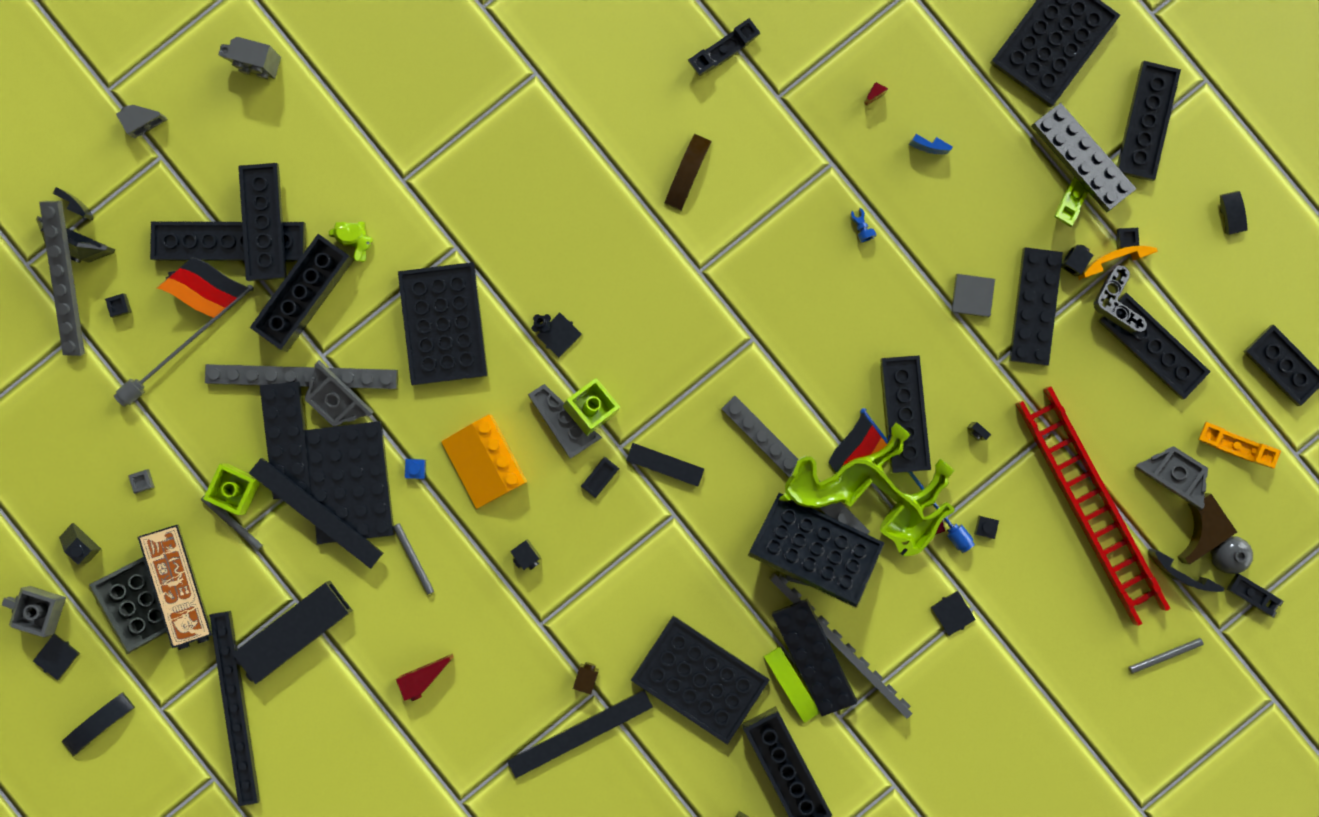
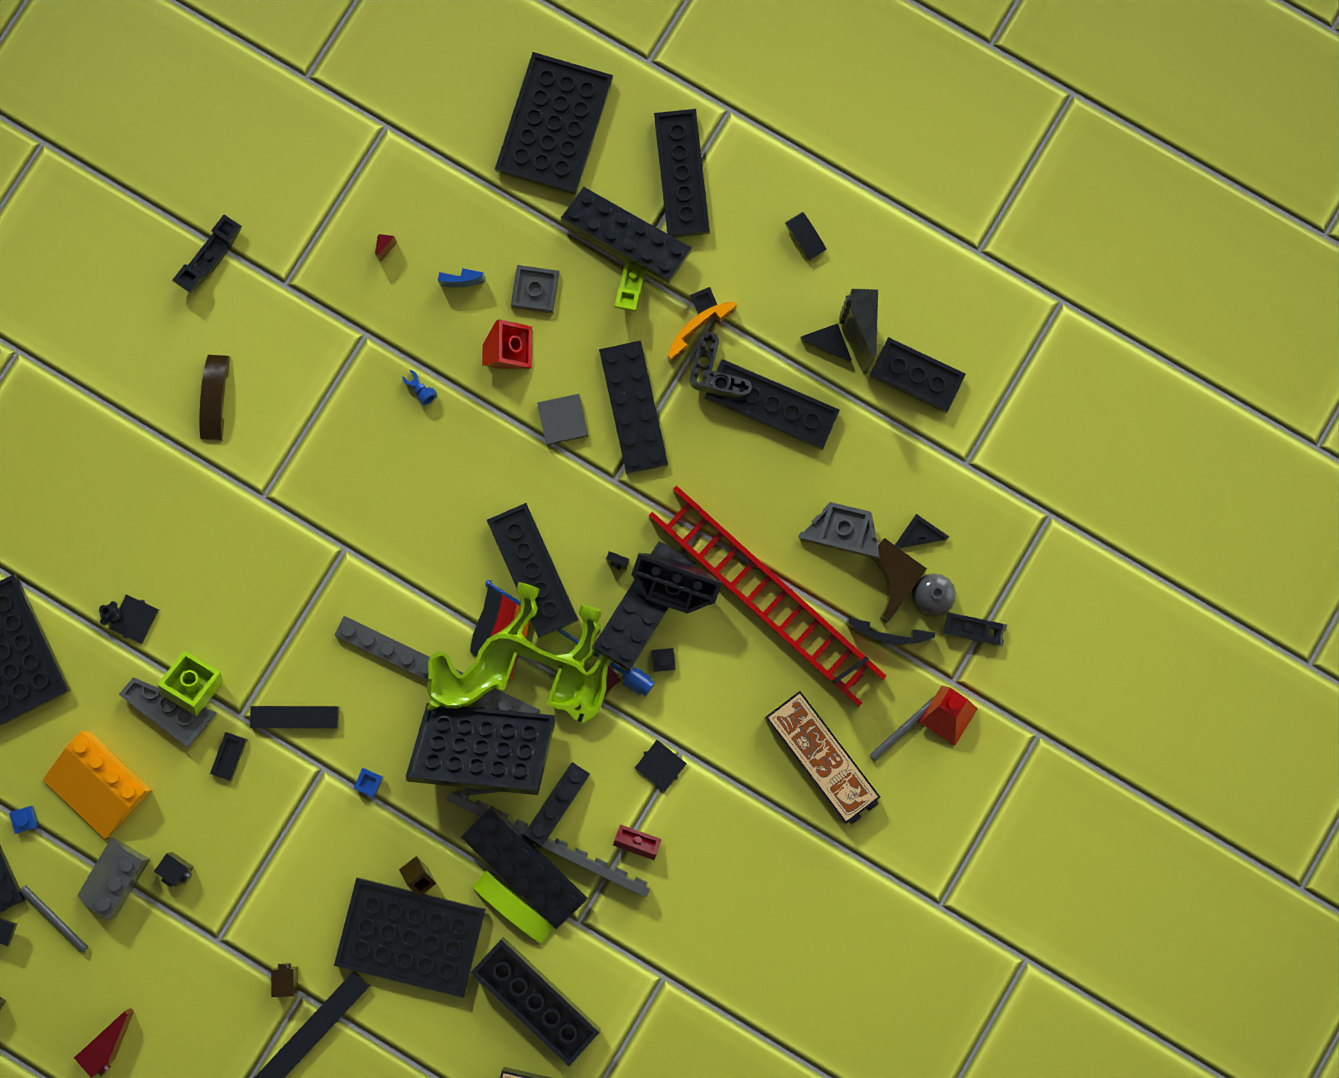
camera: 20 degrees left, 5 degrees down
(472, 543) = (112, 878): none -> dark grey slope
(708, 540) = (368, 782): none -> blue plate
(724, 633) = (417, 876): none -> dark brown brick
(859, 616) = (556, 804): none -> black plate
(913, 670) = (637, 842): none -> dark red plate
(949, 217) = (508, 346): none -> red slope
(988, 176) = (535, 289): none -> dark grey tile
(989, 478) = (634, 620): none -> black plate
(1027, 471) = (674, 583): none -> black wedge
(1077, 260) = (657, 343): black brick -> none
(1091, 656) = (823, 758): none -> brick
(1147, 595) = (849, 670): none -> black piece
(1208, 657) = (948, 714): none -> red slope
(1221, 310) = (829, 340): none -> black tile
(1239, 446) = (898, 477): light orange slope -> none
(1239, 498) = (920, 532): none -> black tile
(1263, 311) = (860, 324): none -> pearl dark grey slope

